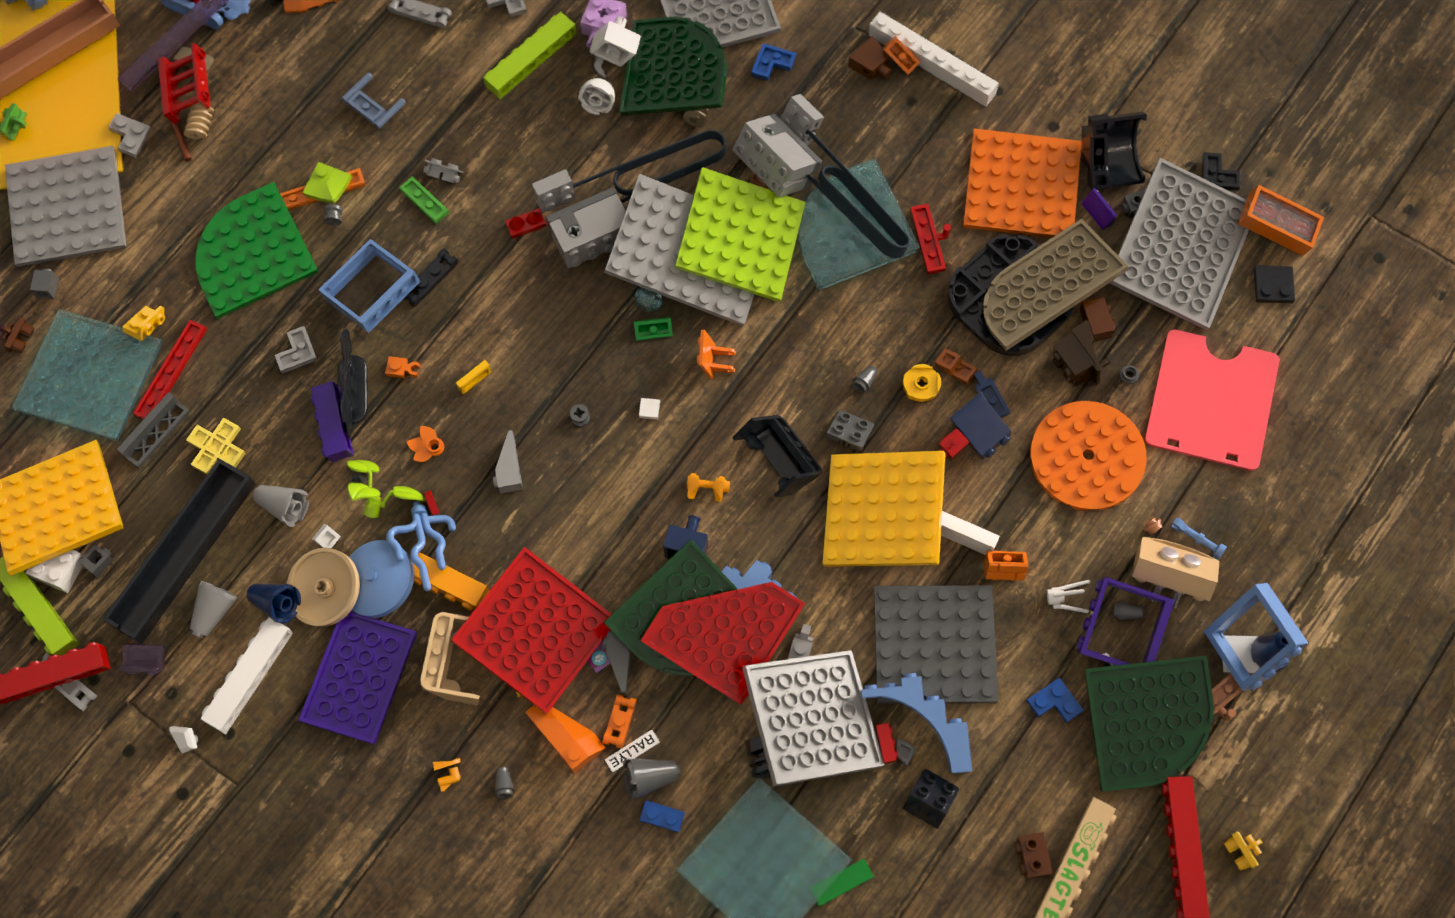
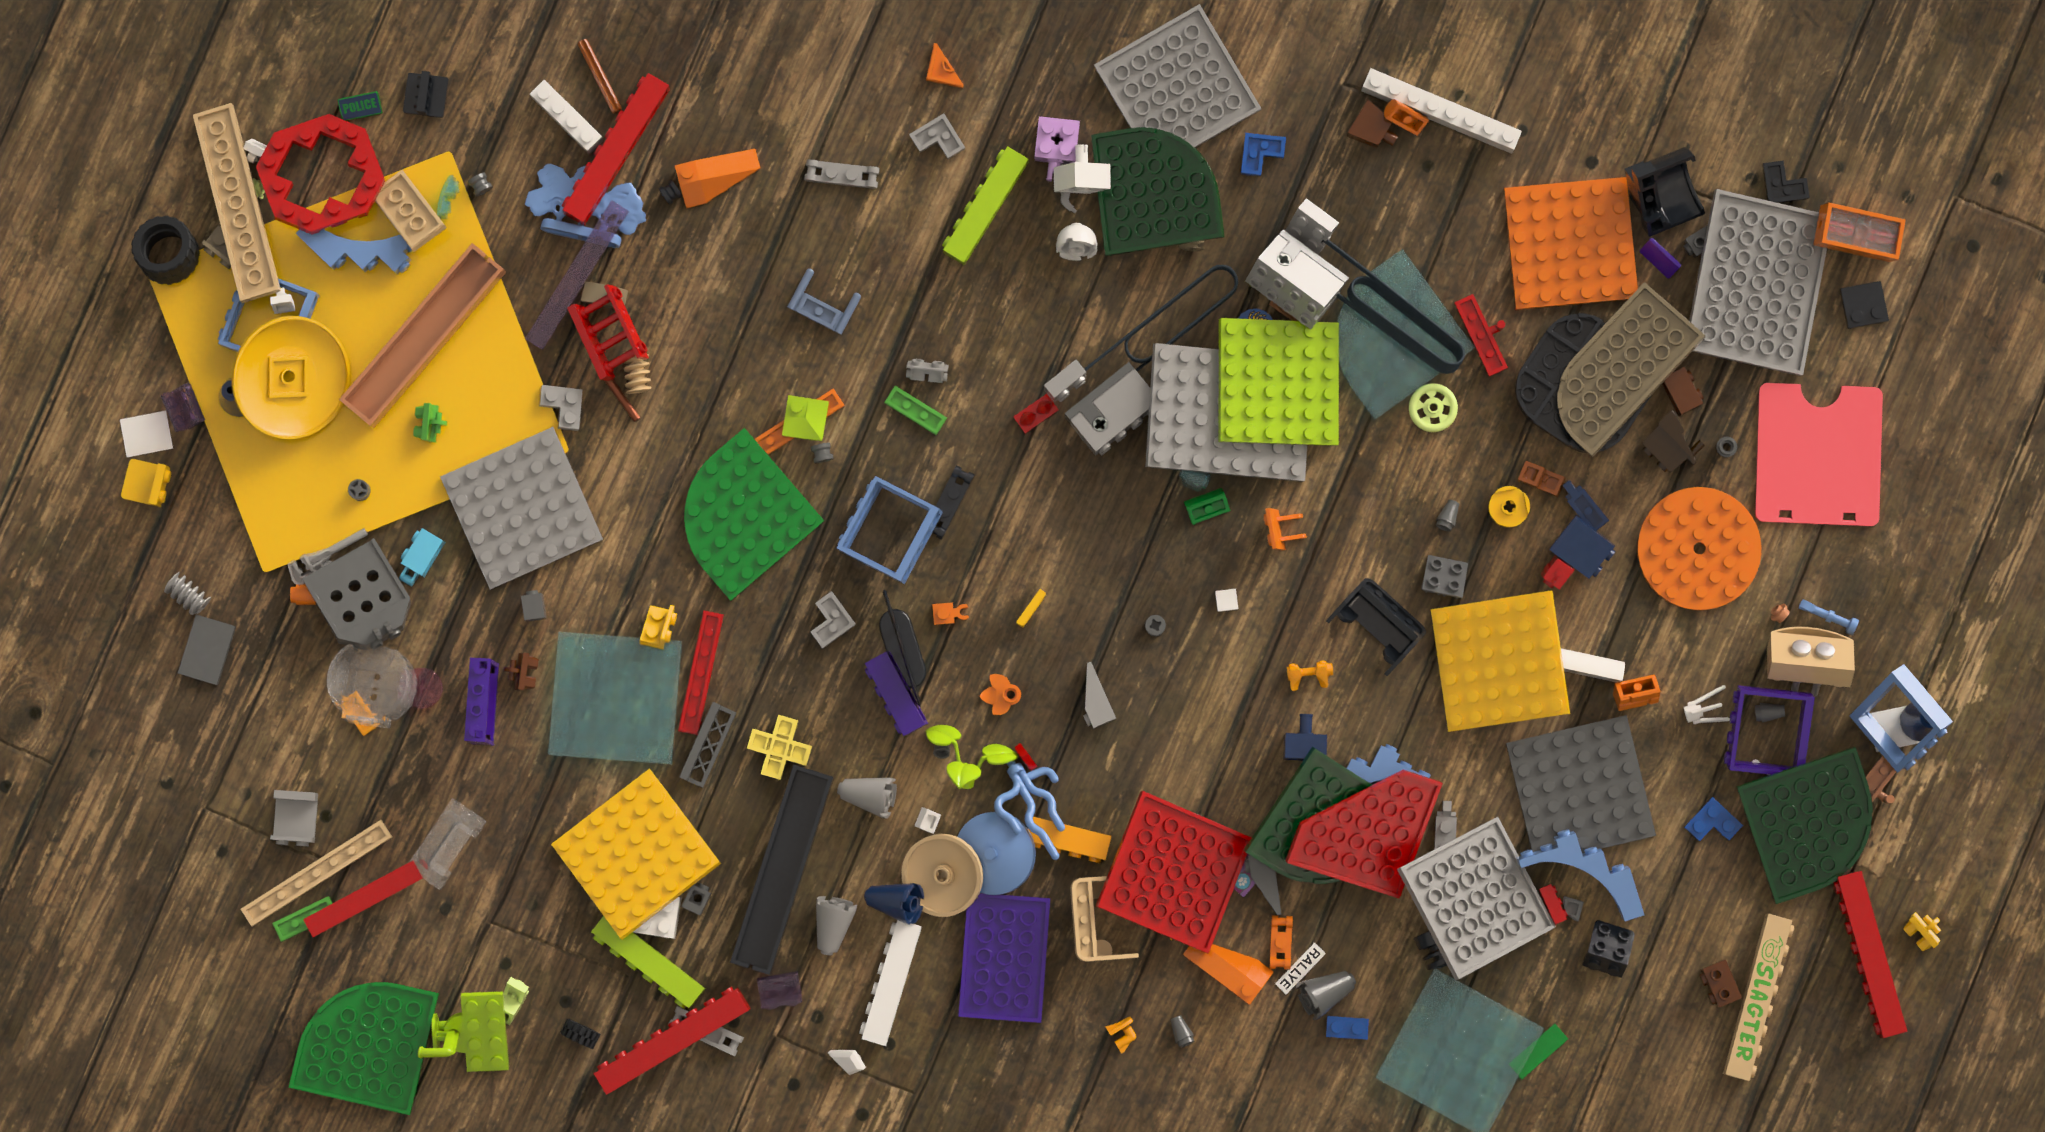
camera: 10 degrees left, 15 degrees up
(873, 274) = (1425, 423): none -> yellowish green plate

